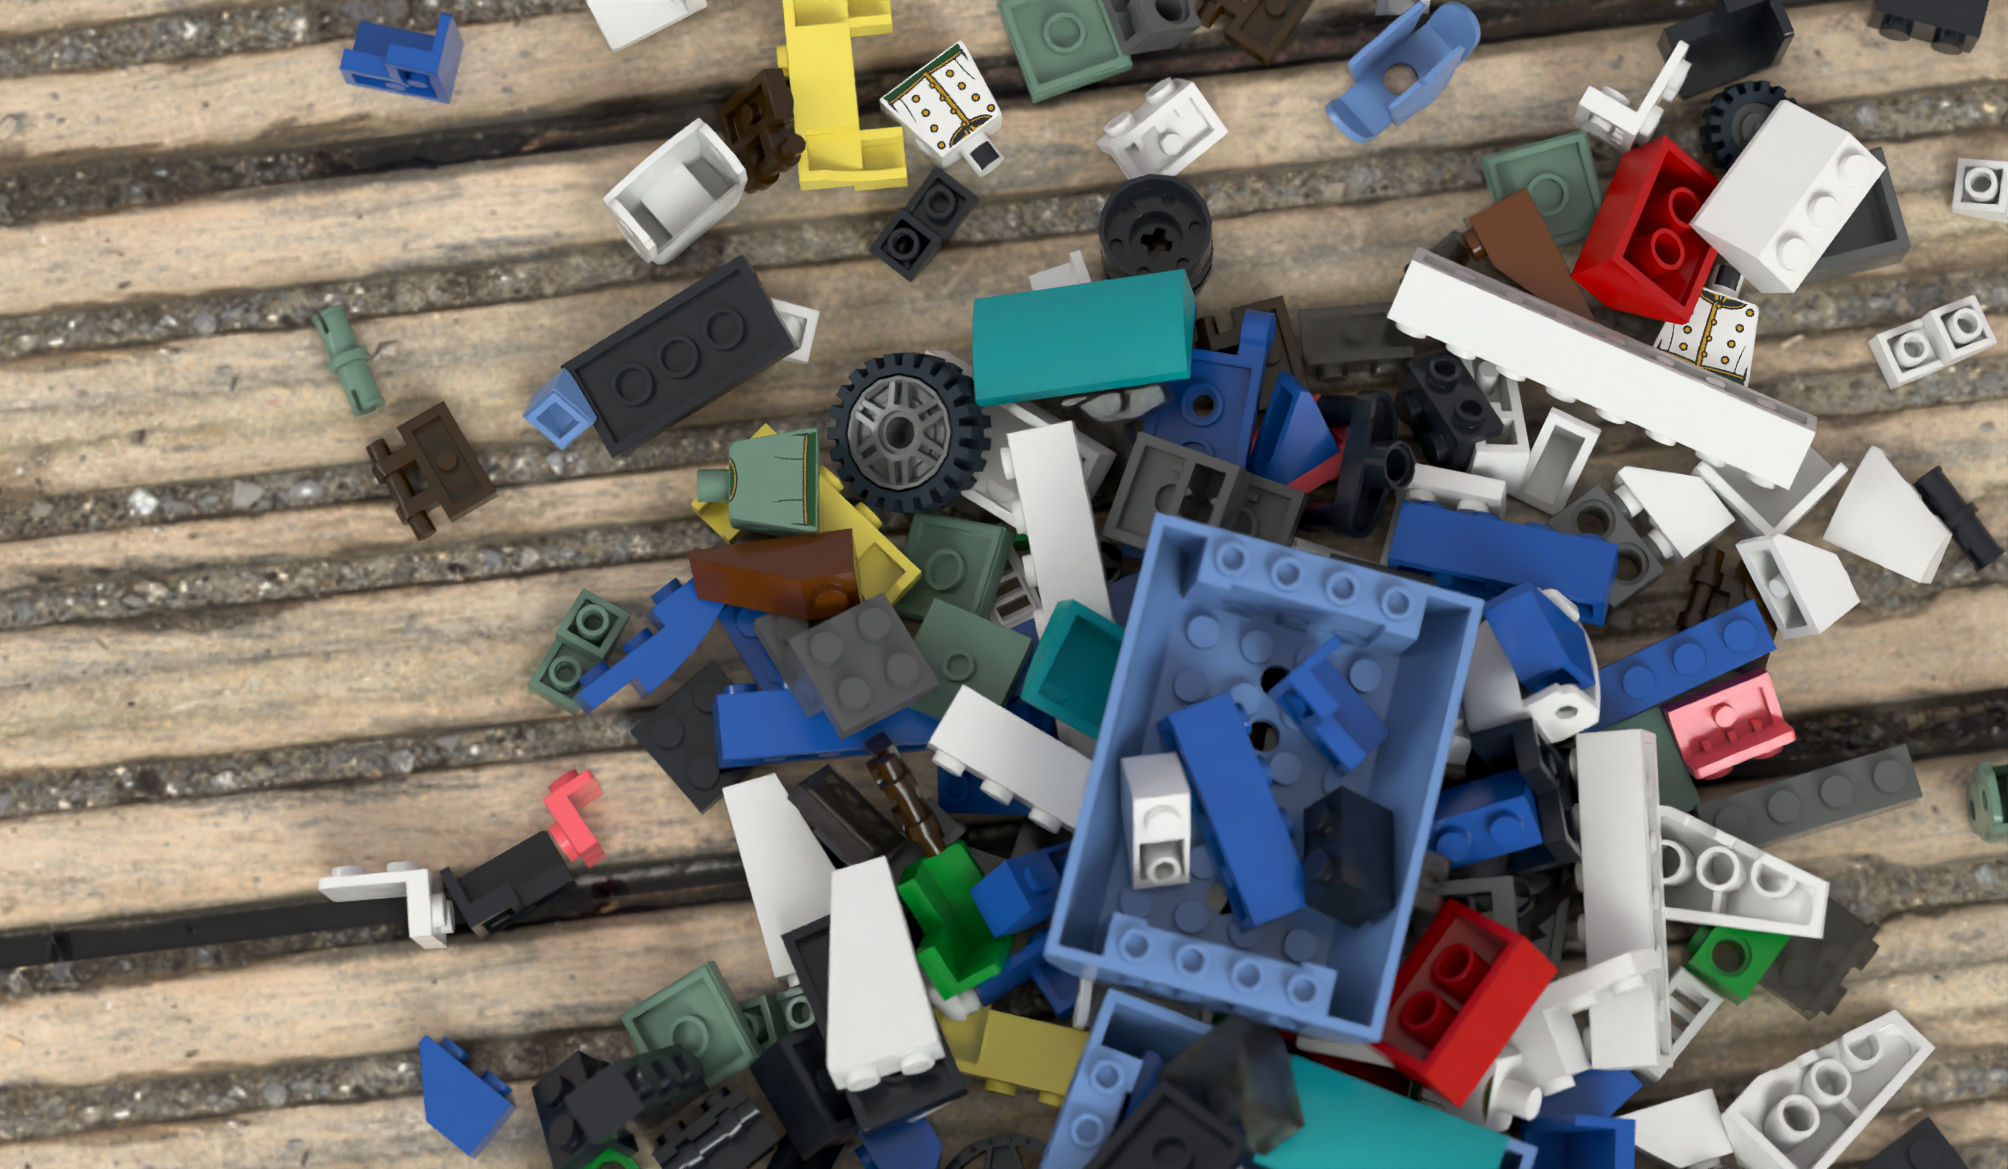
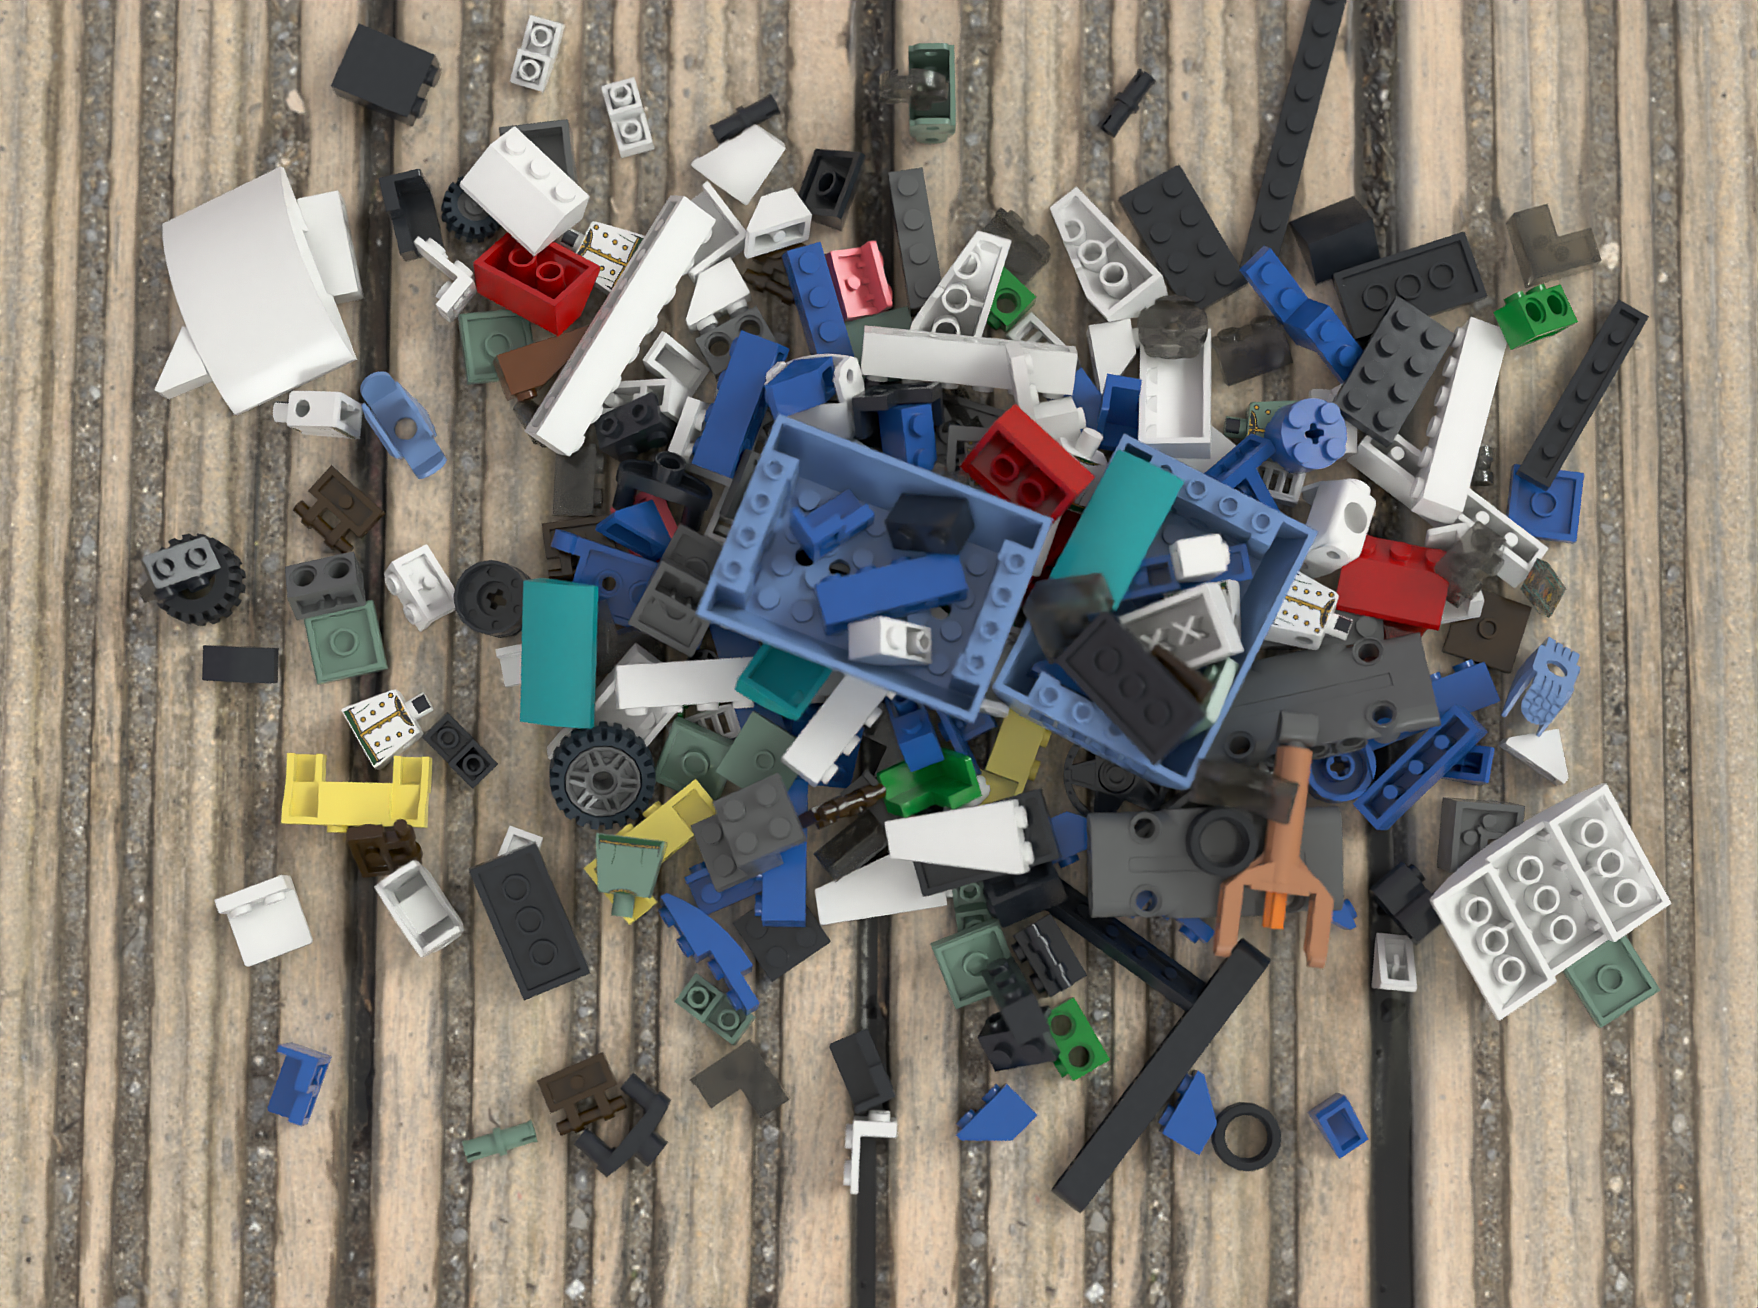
camera: 85 degrees left, 5 degrees up
(373, 567) = (641, 1141): none -> black connector
(492, 711) = (743, 1070): none -> clear smoke panel
(560, 410) = (552, 1004): medium blue slope -> none
(567, 797) = (836, 1025): coral bracket -> none
(783, 576) = (691, 860): reddish brown slope -> none
(1872, 665) = (832, 185): none -> black slope

